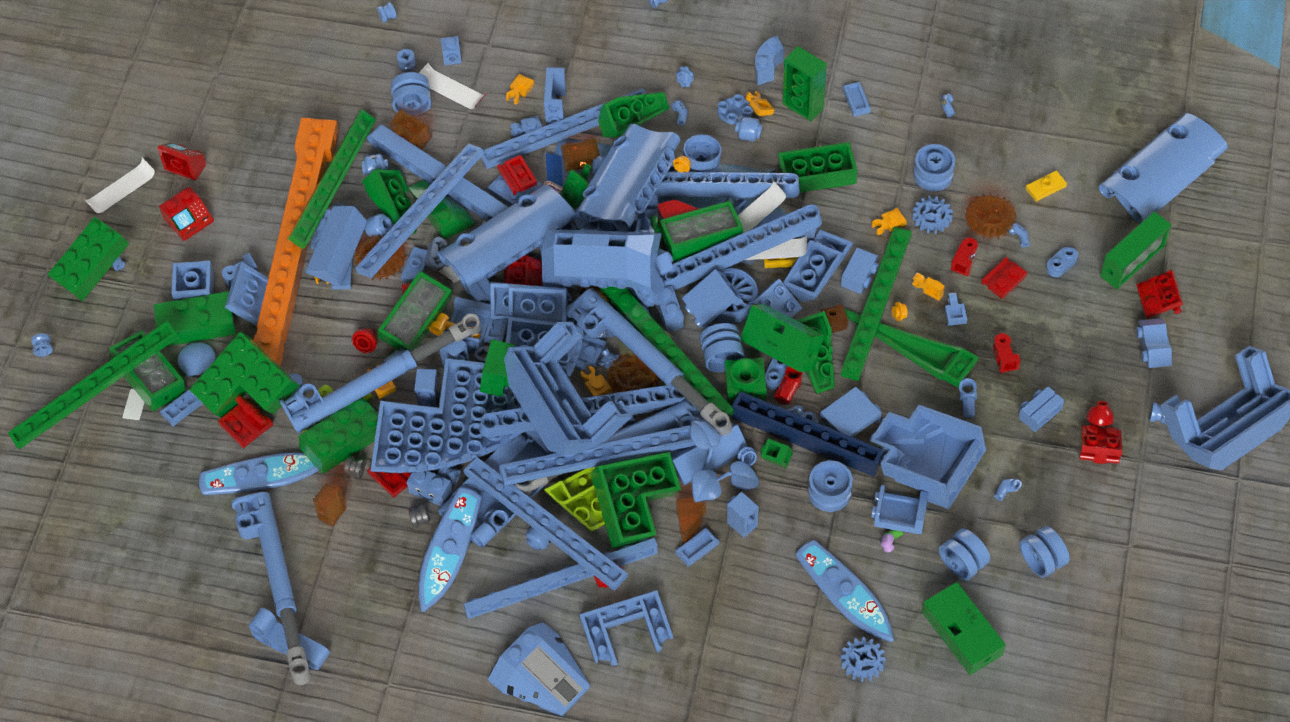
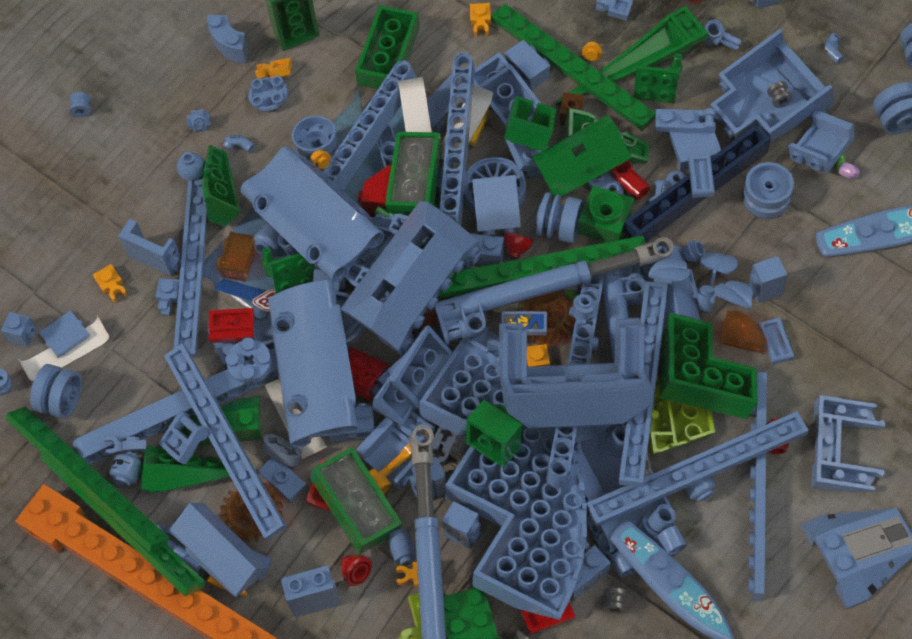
camera: 60 degrees left, 5 degrees up
(327, 315) = (310, 591): none -> medium blue panel
(352, 145) = (88, 479): none -> green plate
(378, 225) = (213, 494): medium blue head -> none
(393, 159) = (132, 444): none -> medium blue plate
(411, 129) = (102, 410): clear orange brick -> none
(411, 186) = (177, 443): none -> medium blue plate
(464, 81) = (64, 334): none -> medium blue piece
(489, 189) = (248, 349): none -> medium blue plate
(613, 360) = (533, 322): none -> tile
(638, 86) = (190, 166): none -> medium blue brick
(640, 390) = (583, 308): none -> medium blue brick
(687, 331) = (517, 244): none -> red brick
(748, 129) = (301, 88): medium blue head -> none
(782, 284) = (534, 133): none -> green piece
(784, 453) = (707, 216): green brick -> none
(809, 427) = (701, 176): none -> medium blue tile
(860, 398) = (685, 120): none -> medium blue plate
(889, 370) = (658, 83): none -> green plate
(929, 460) = (780, 94): none -> flat silver wheel
(930, 287) = (579, 13): light orange plate -> none

